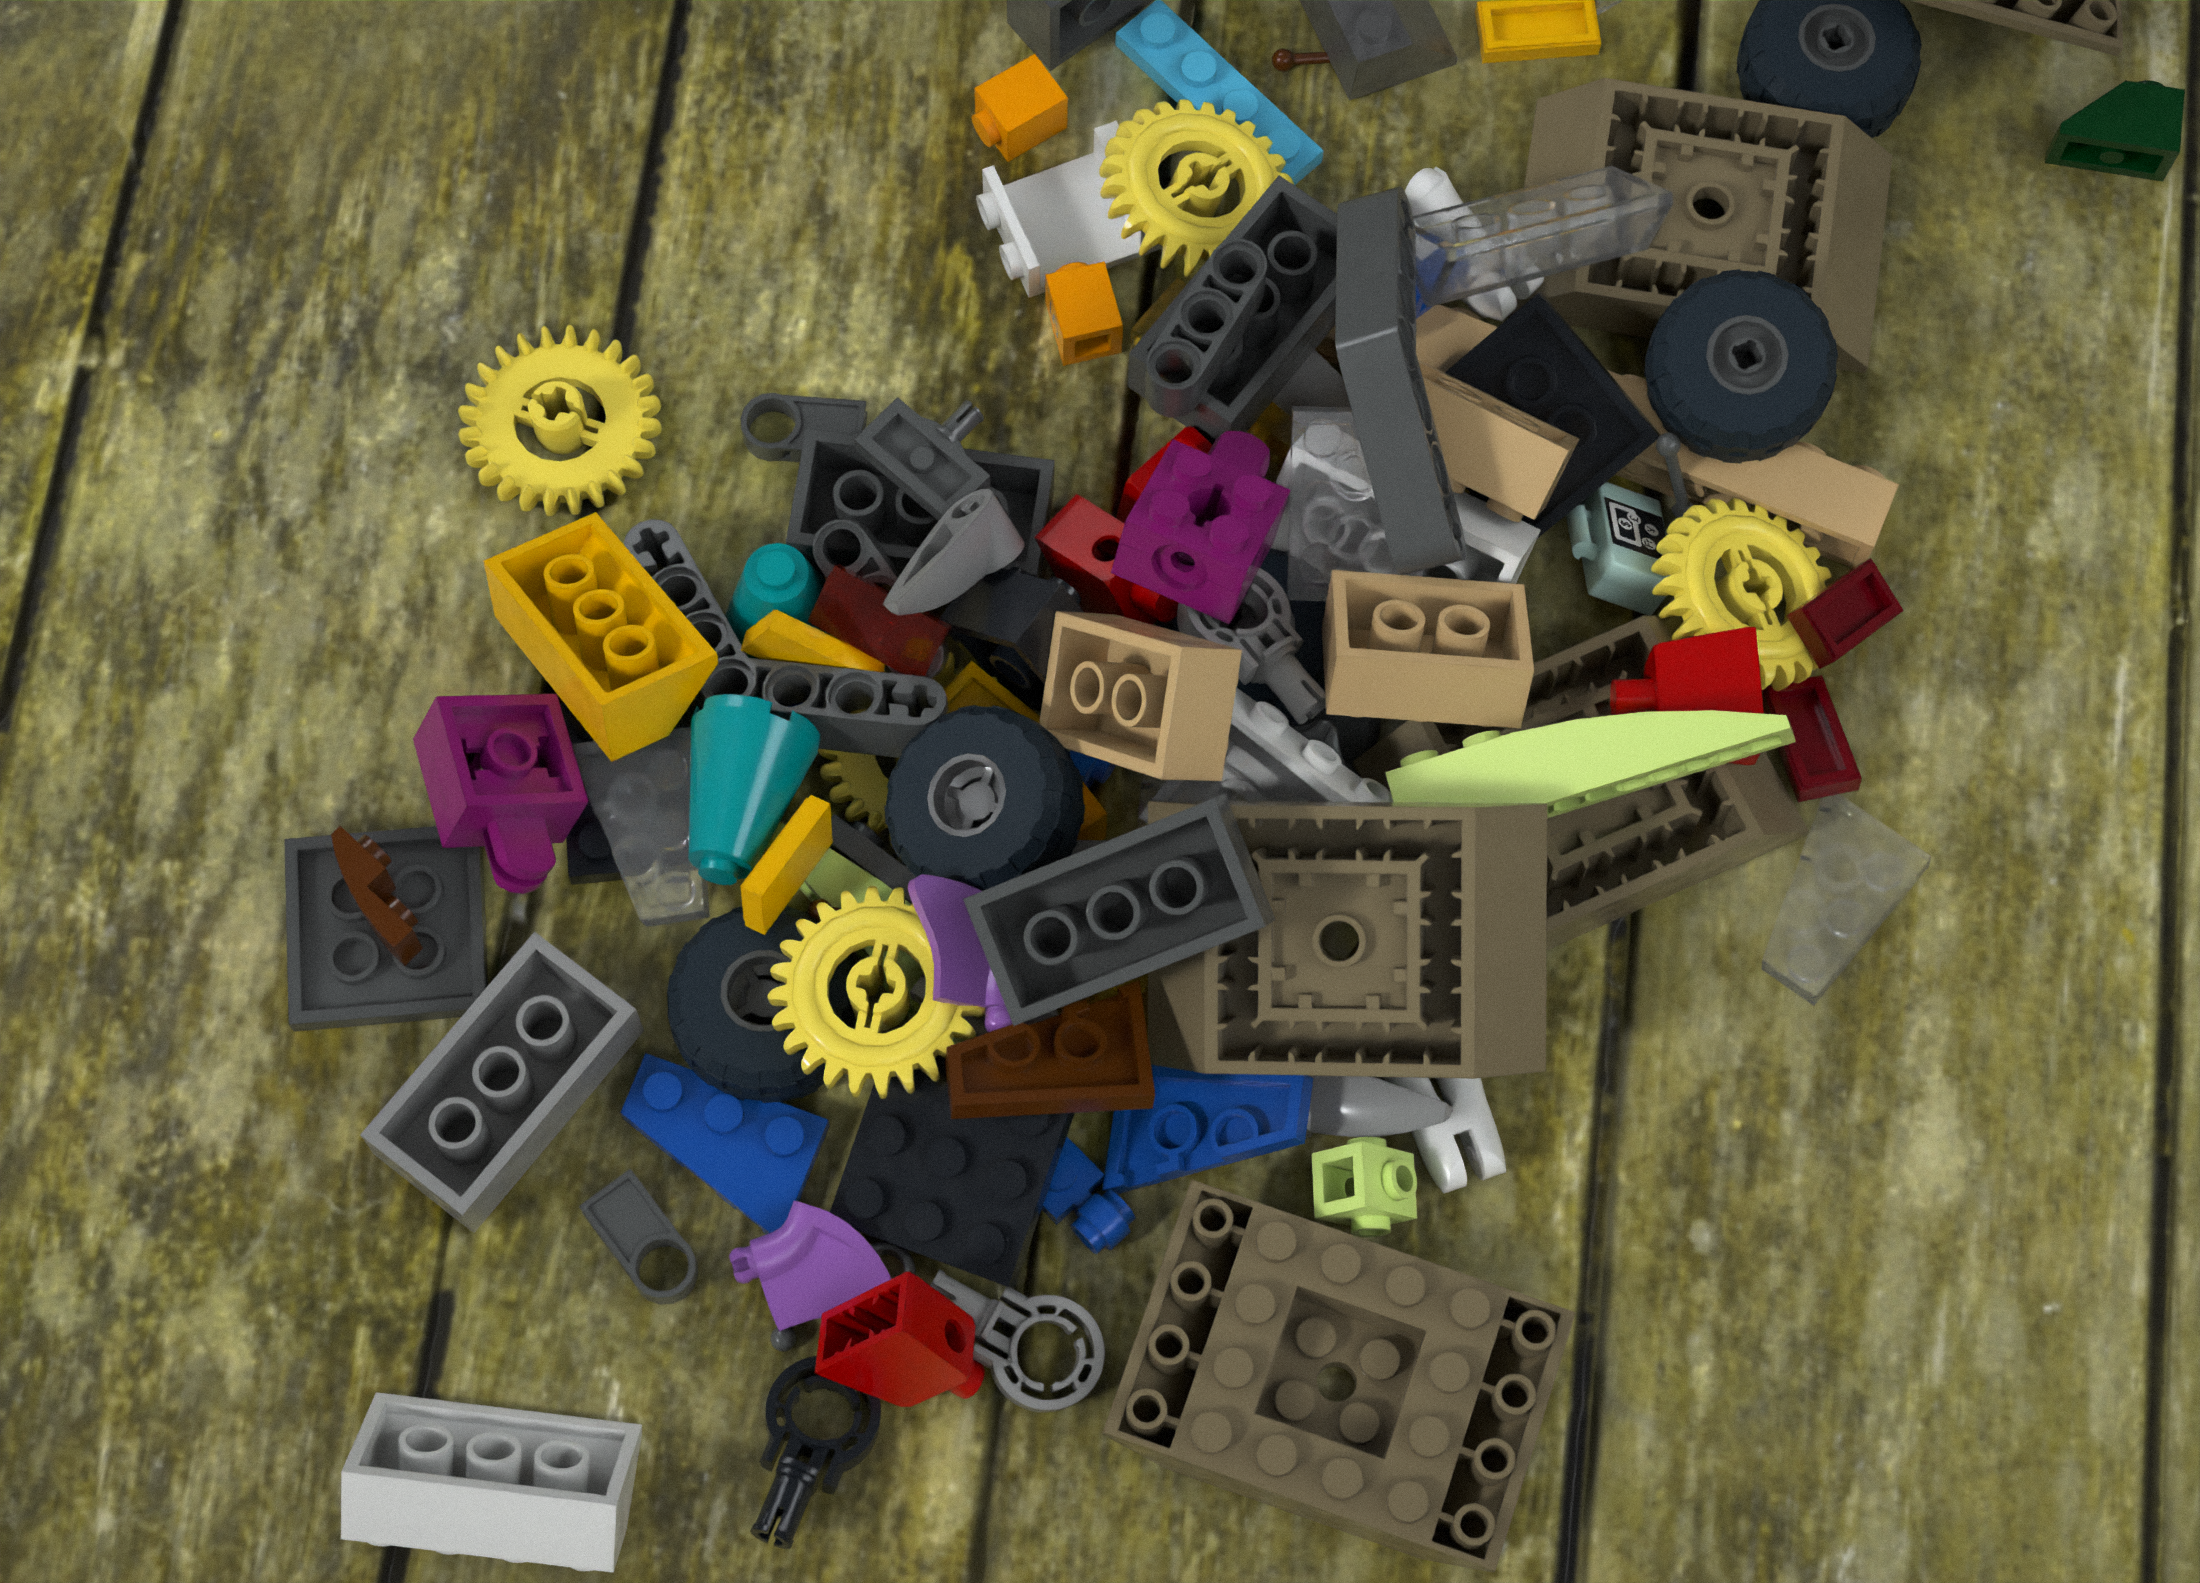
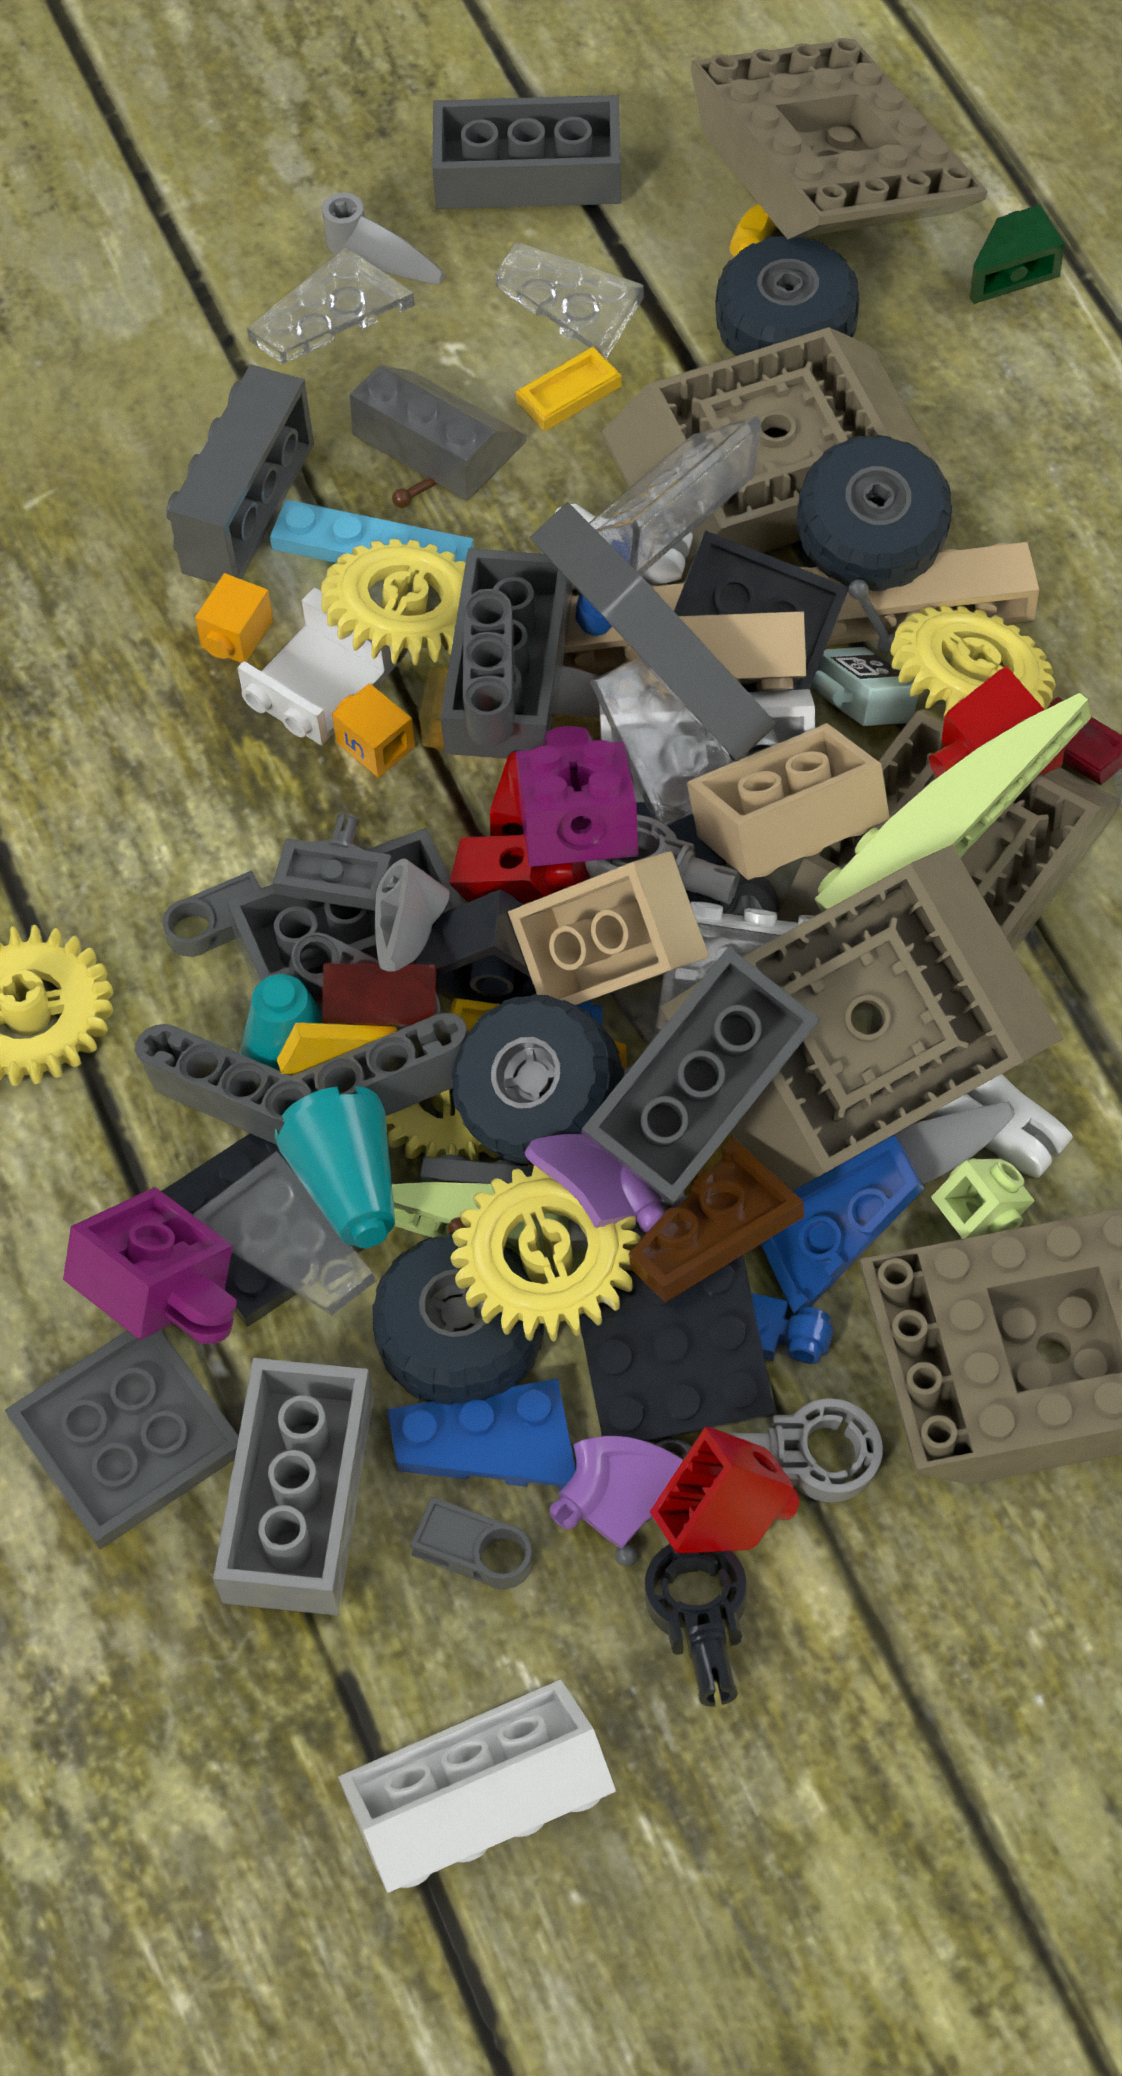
camera: 25 degrees left, 10 degrees down
(365, 873) = (93, 1397): reddish brown slope -> none
(600, 633) = (163, 1123): yellow slope -> none
(786, 864) = (417, 1201): yellow tile -> none
(1845, 613) = (1048, 645): dark red tile -> none

